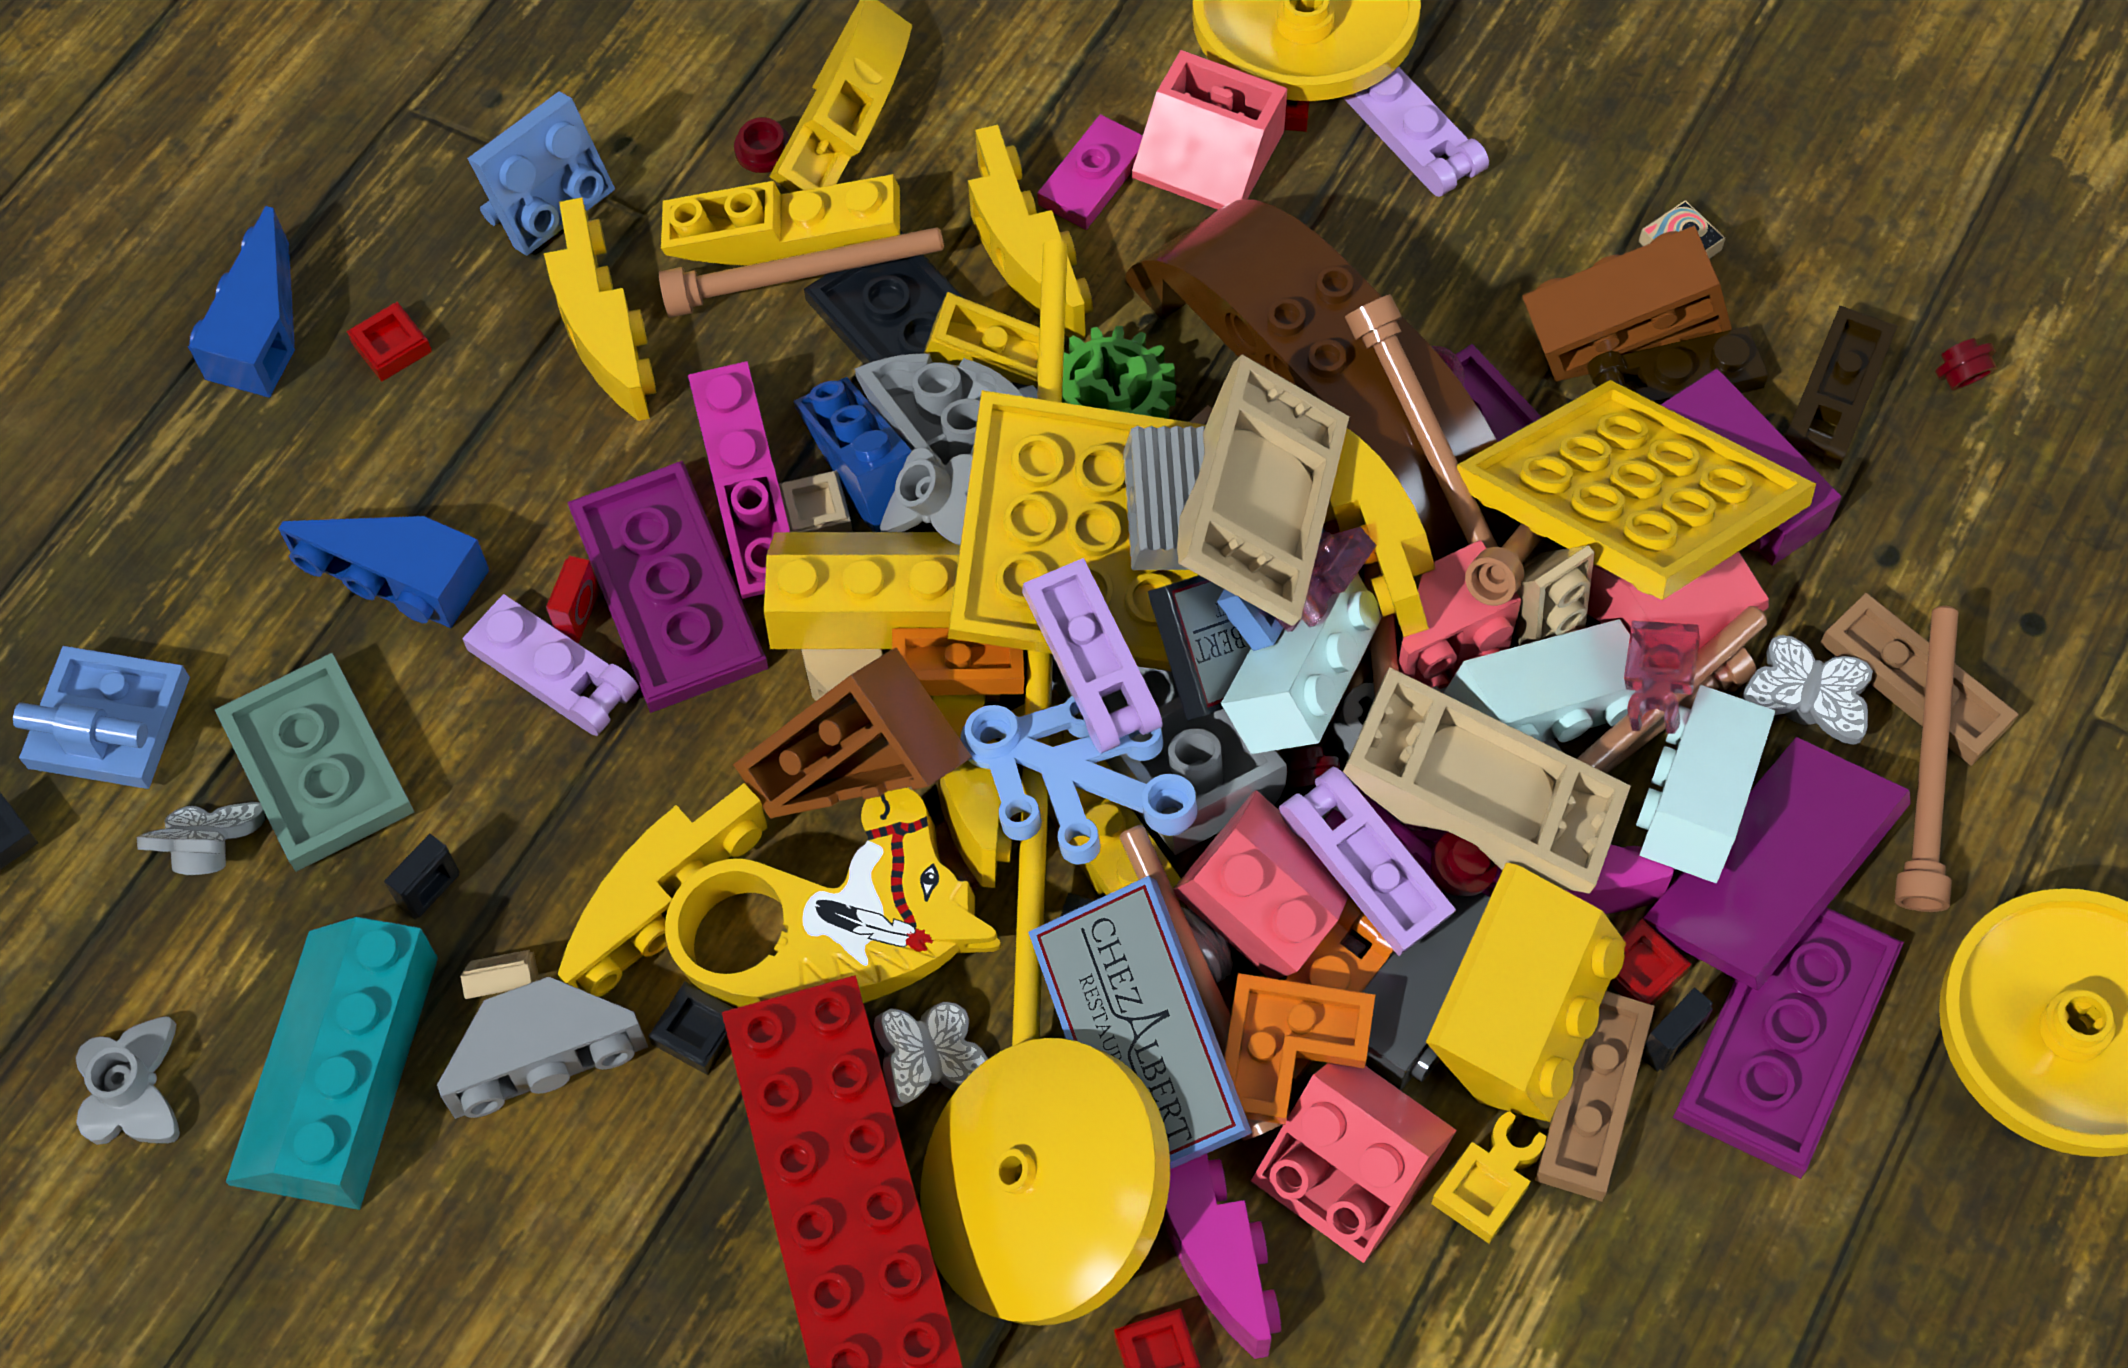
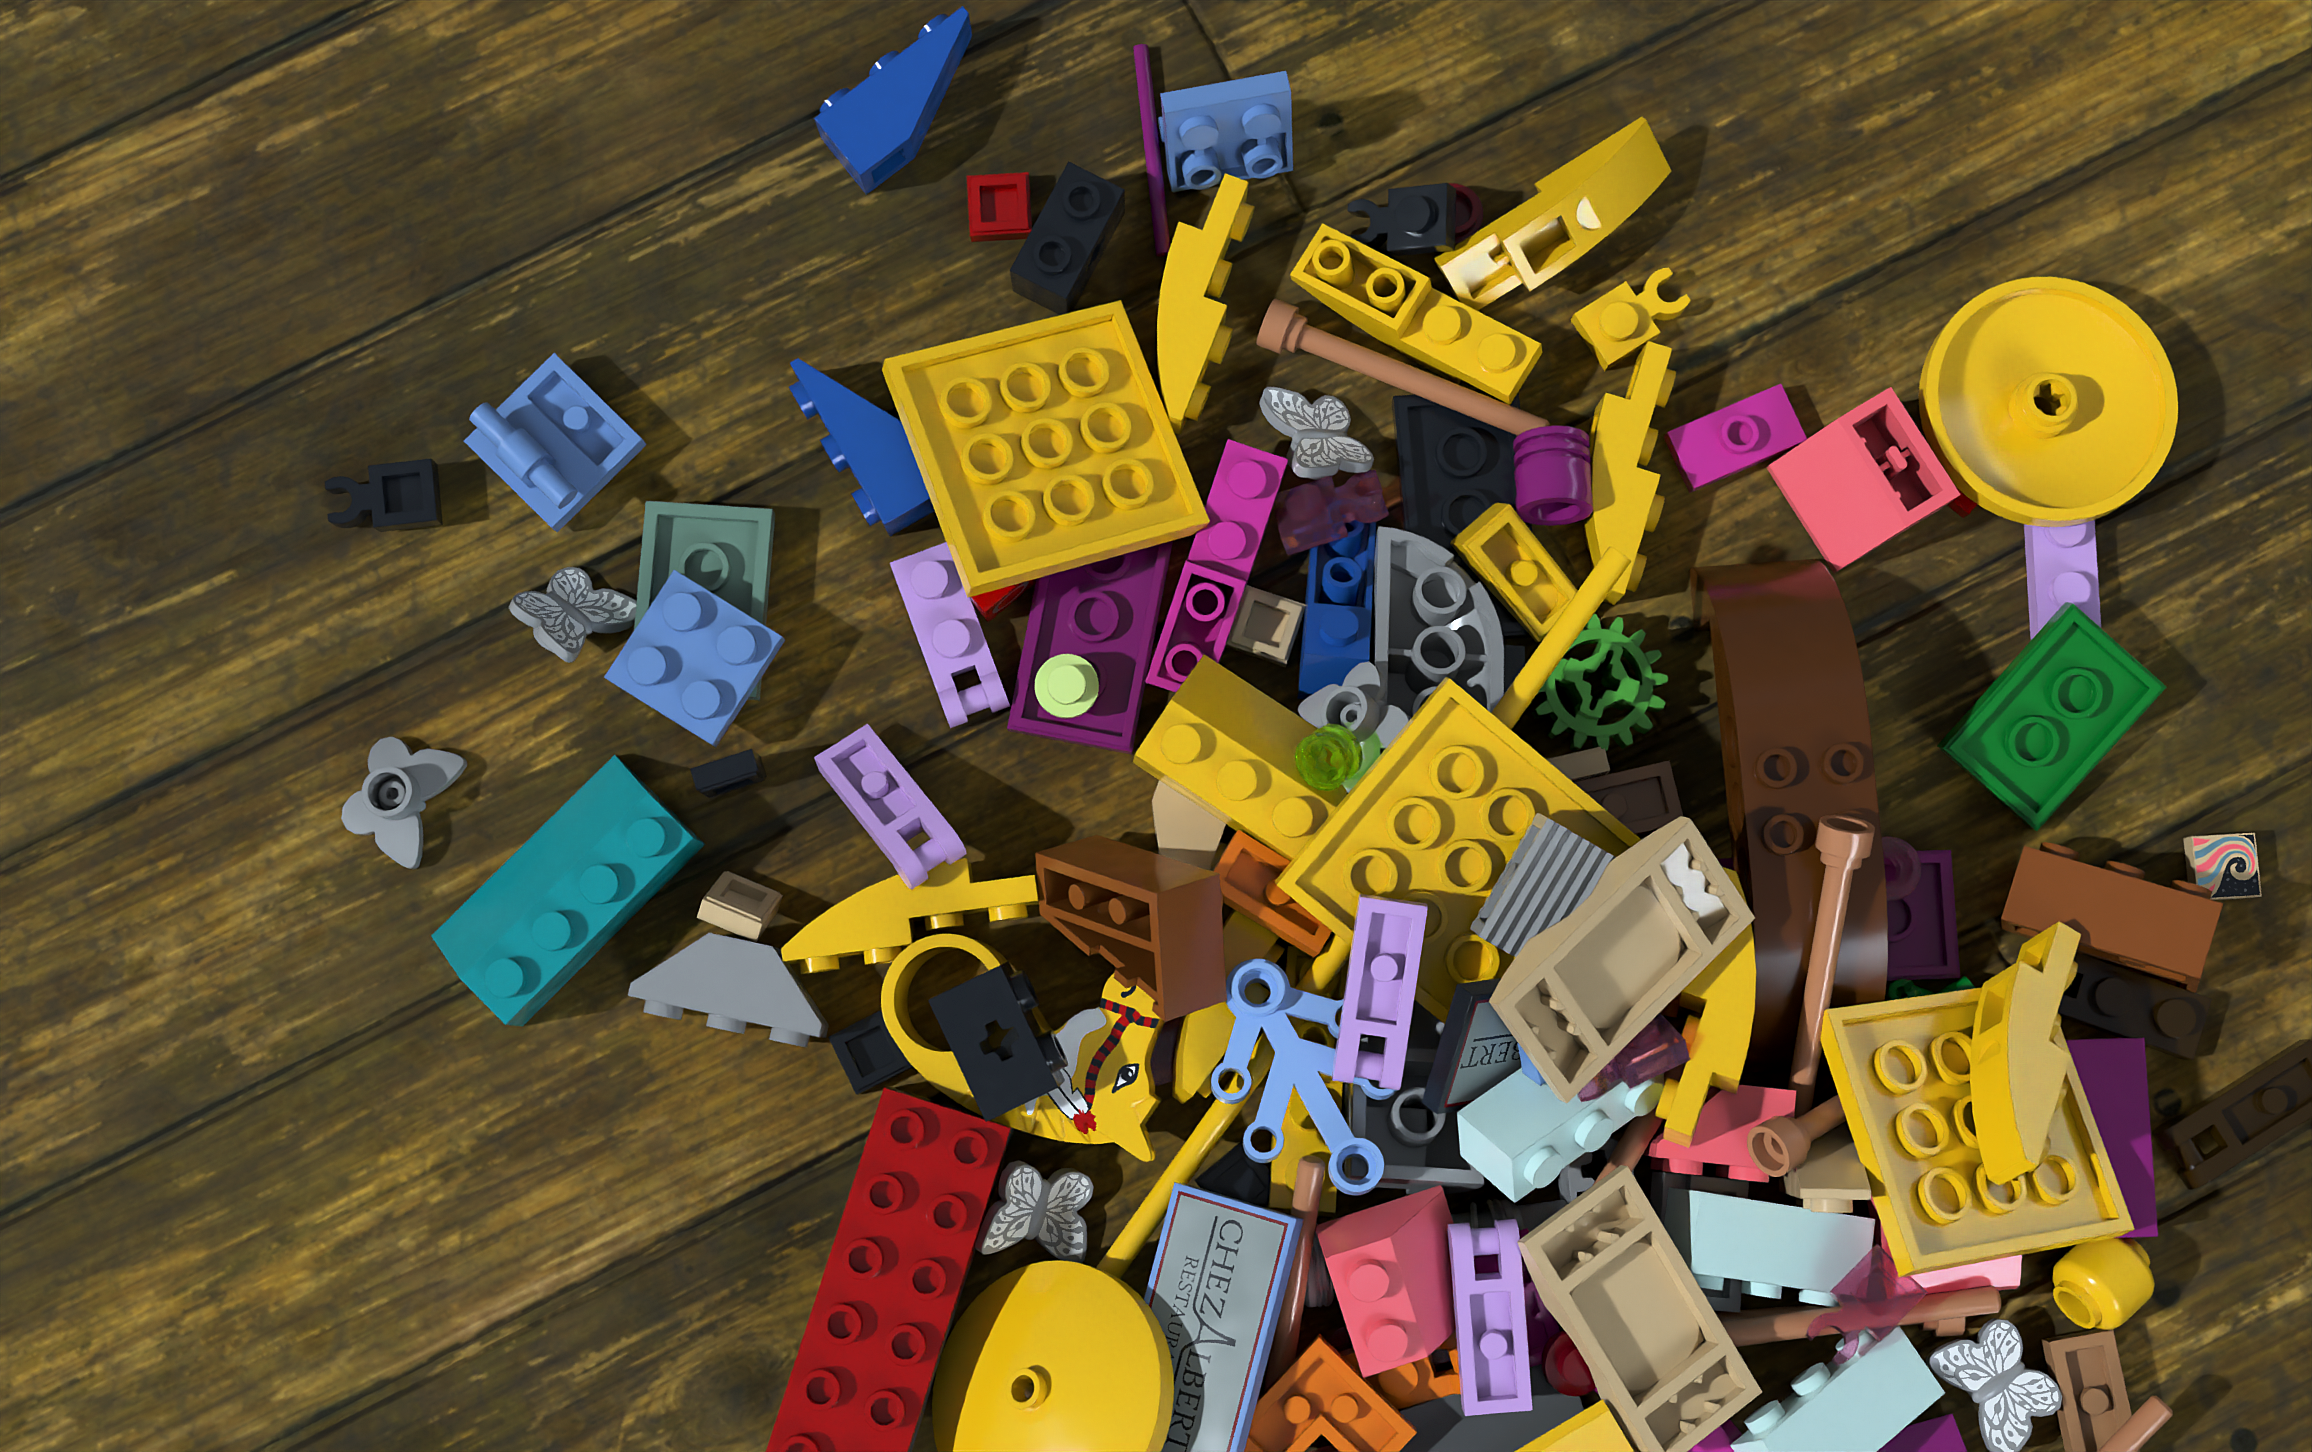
camera: 30 degrees right, 20 degrees up
(334, 799) = (694, 658): none -> medium blue plate
(461, 324) = (1068, 239): none -> black brick
(492, 239) = (1152, 149): none -> magenta axle
(537, 467) = (1044, 447): none -> yellow plate
(583, 808) = (889, 805): none -> lavender plate
(676, 634) = (1066, 686): none -> yellowish green plate
(734, 158) = (1413, 223): none -> black plate
(759, 343) = (1317, 434): none -> light grey animal
(801, 395) = (1319, 510): none -> clear pink plate
(815, 938) = (993, 1075): none -> black brick
(916, 535) = (1345, 757): none -> clear neon green bush
(948, 146) = (1624, 322): none -> yellow plate
(968, 257) = (1553, 475): none -> magenta piece
(1473, 209) = (2051, 716): none -> green tile
(1630, 416) = (2013, 1062): none -> yellow slope
(1829, 564) = (2103, 1282): none -> yellow head

